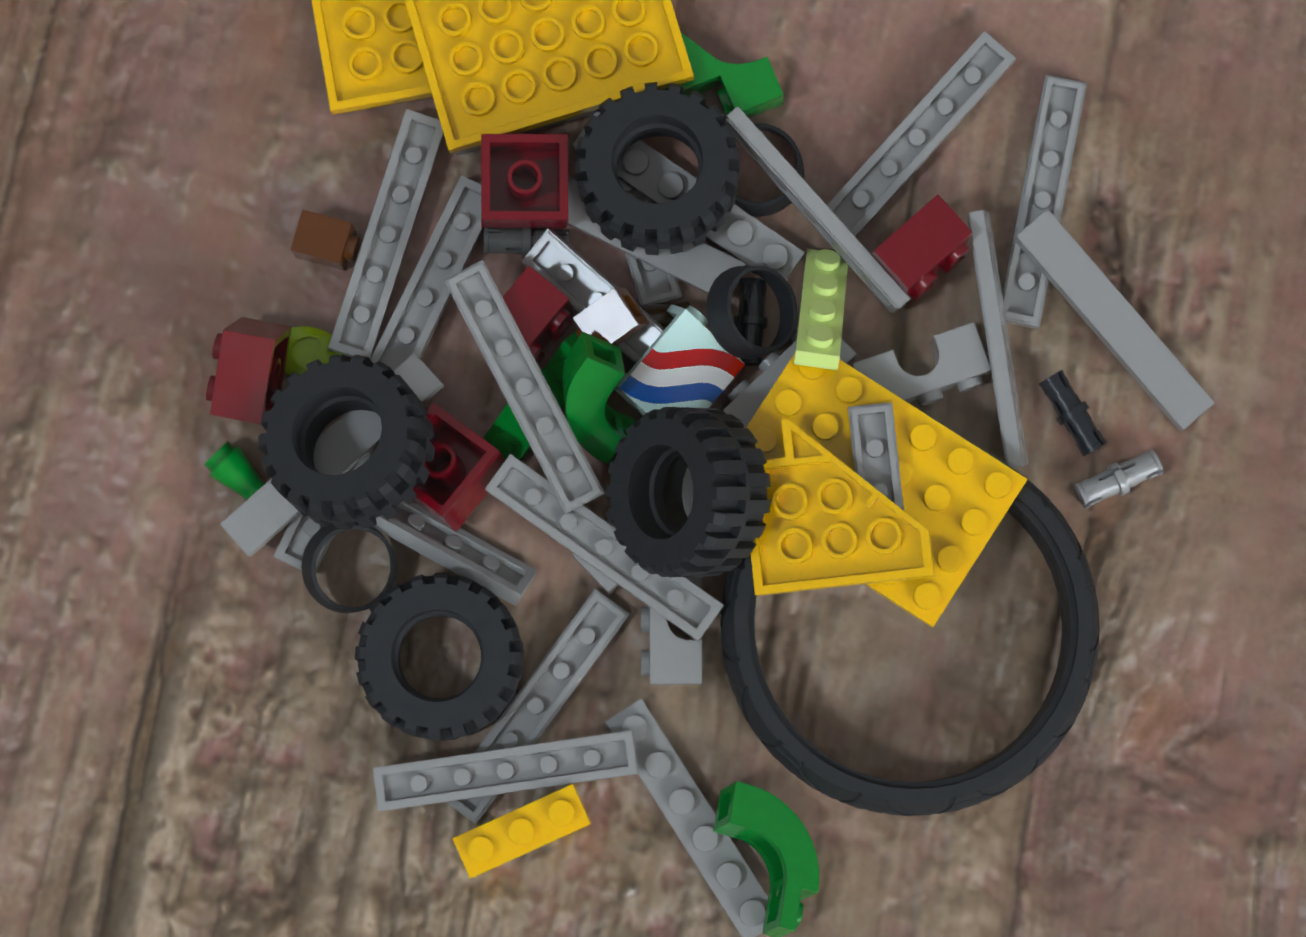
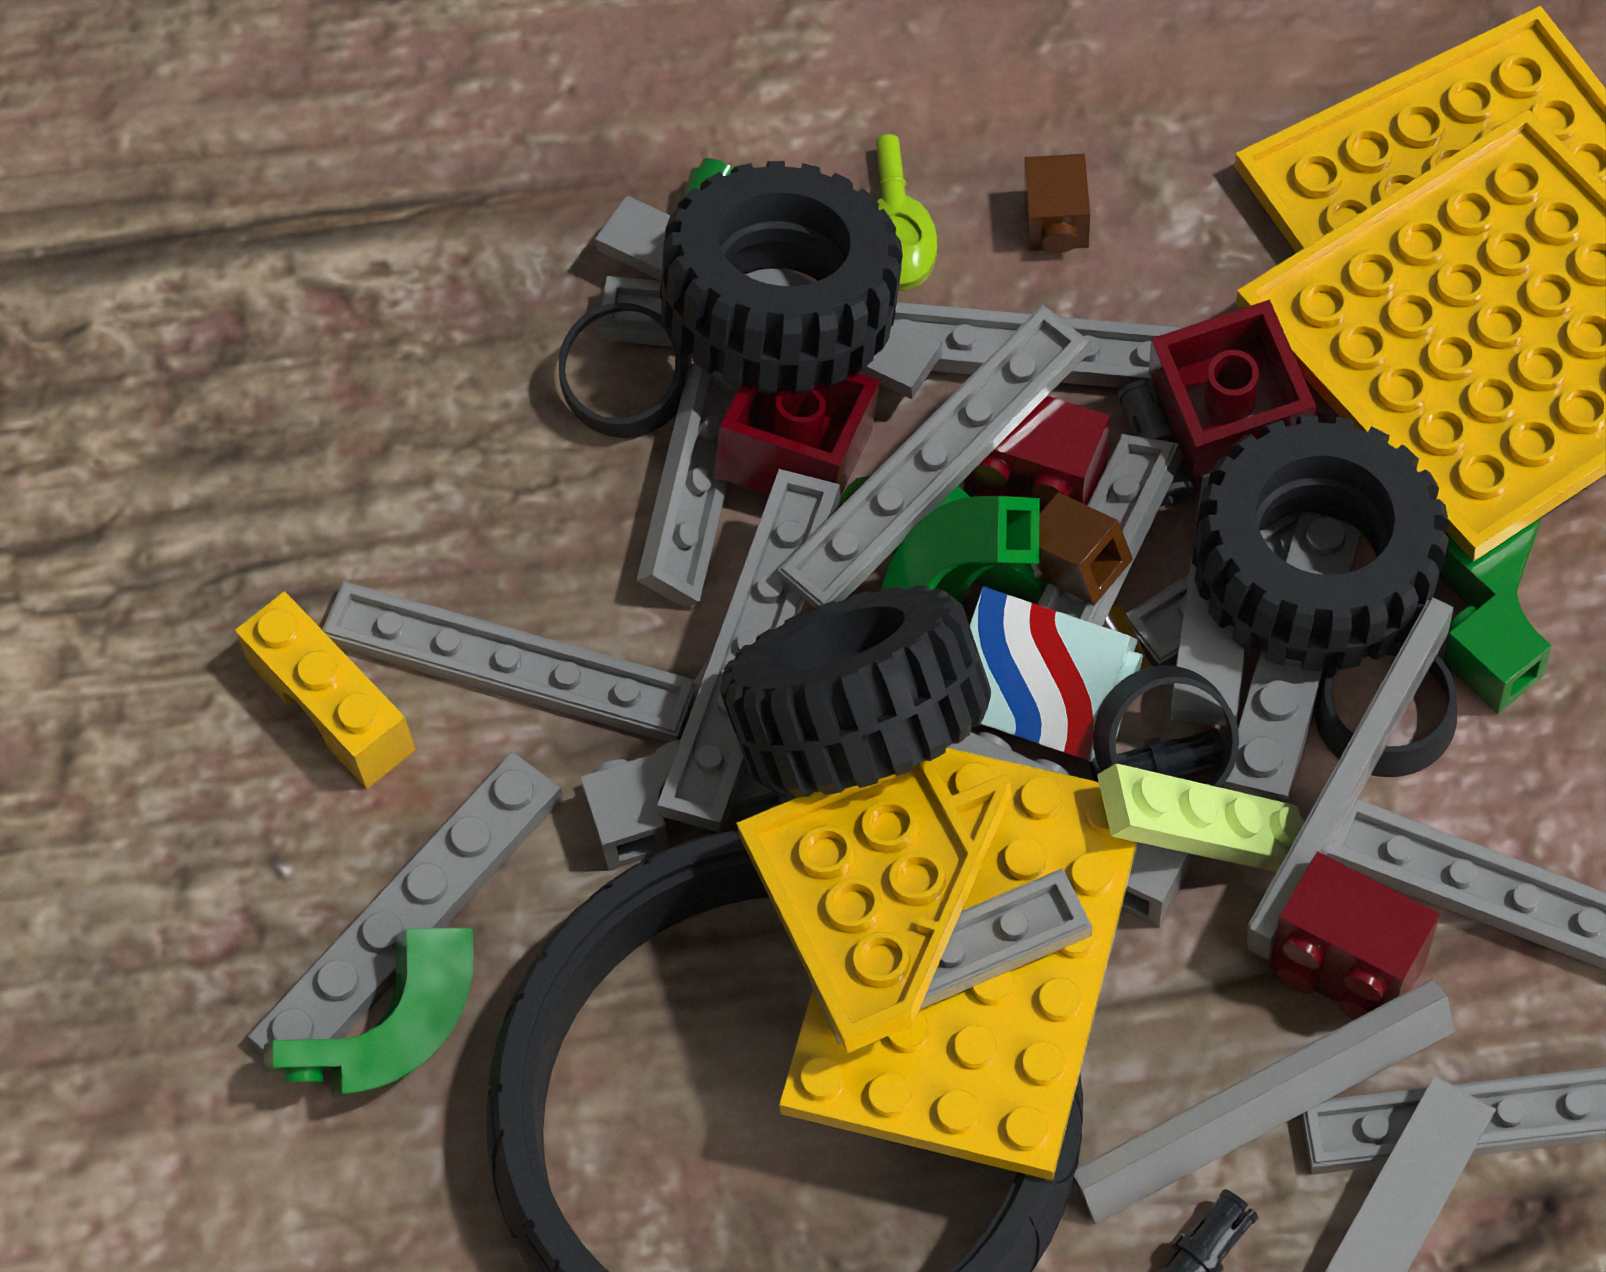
camera: 75 degrees right, 20 degrees down
(248, 369) = (849, 135): dark red brick -> none
(381, 646) = (518, 438): black tyre -> none
(386, 235) = (1089, 271): light grey plate -> none
(505, 770) = (403, 640): light grey plate -> none
(958, 363) = (1195, 1054): light grey arch -> none

